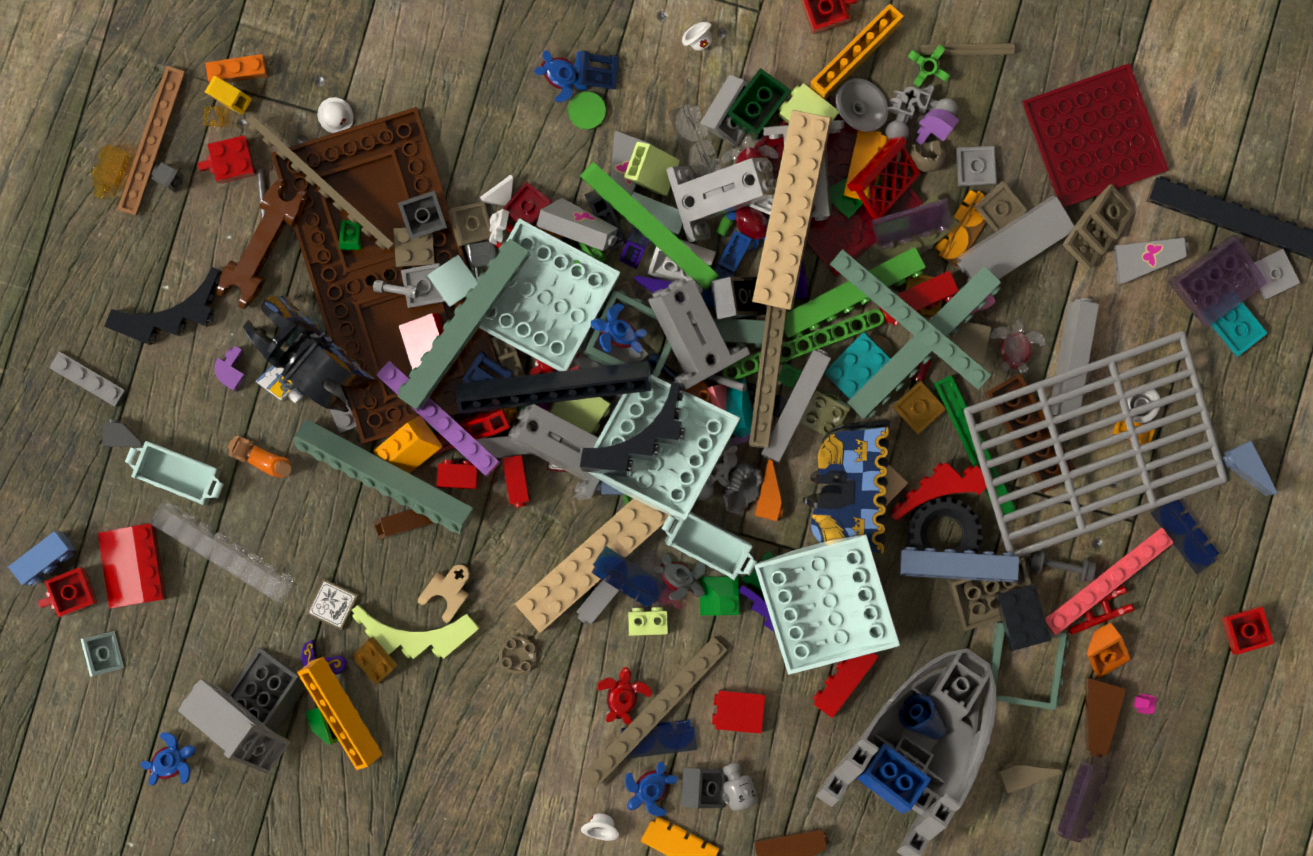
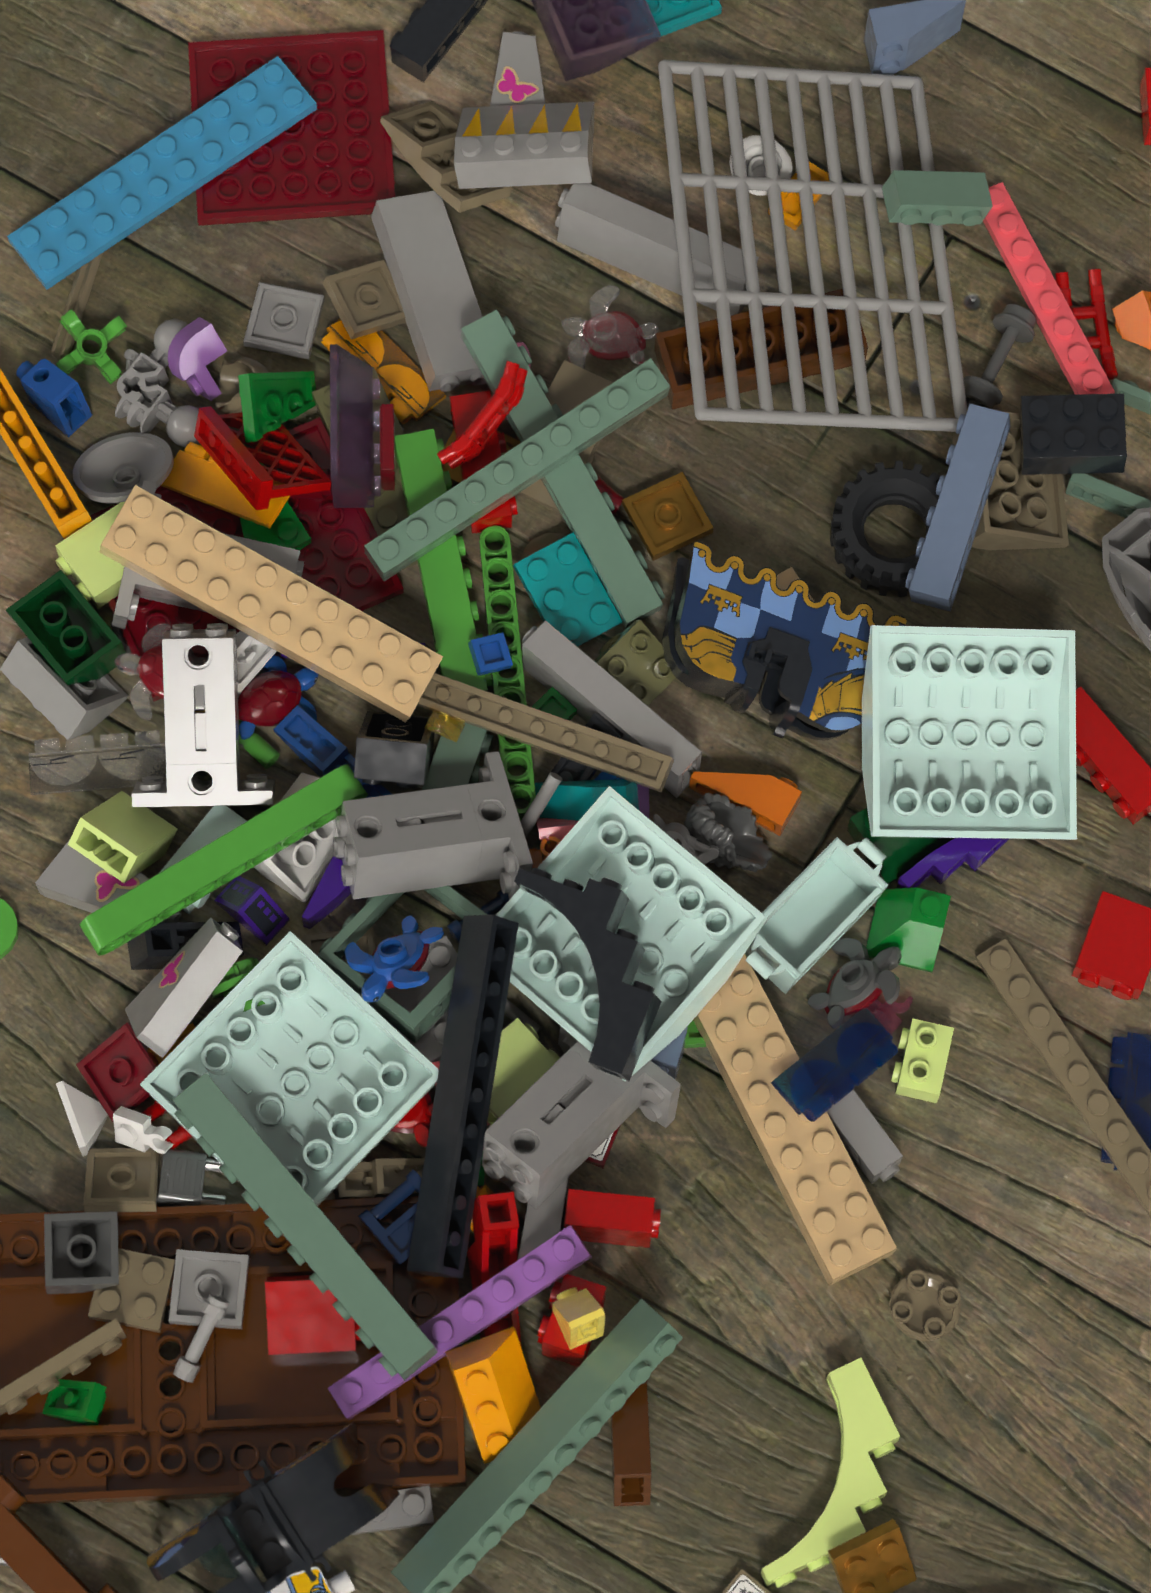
camera: 75 degrees left, 15 degrees down
(449, 588) = (772, 1395): tan piece -> none
(451, 477) = (579, 1317): none -> light yellow slope
(453, 280) = (217, 1232): light aqua slope -> none
(622, 695) = (1043, 1137): red animal -> none
(757, 321) = (445, 725): none -> clear yellow tile
(806, 334) = (490, 654): none -> blue plate
(895, 54) = (54, 395): none -> blue torso
(908, 244) = (387, 447): none -> dark red tile
(922, 174) = (273, 399): none -> green wing
(942, 482) = (806, 506): red arch -> none
(951, 302) = (472, 441): none -> red piece
(955, 408) = (749, 448): green plate -> none
(1044, 73) = (162, 172): none -> dark azure plate
(1113, 269) = (525, 145): none -> light grey slope
(1146, 508) = (937, 197): none -> sand green brick
(1186, 541) = (1007, 158): clear blue windscreen -> none

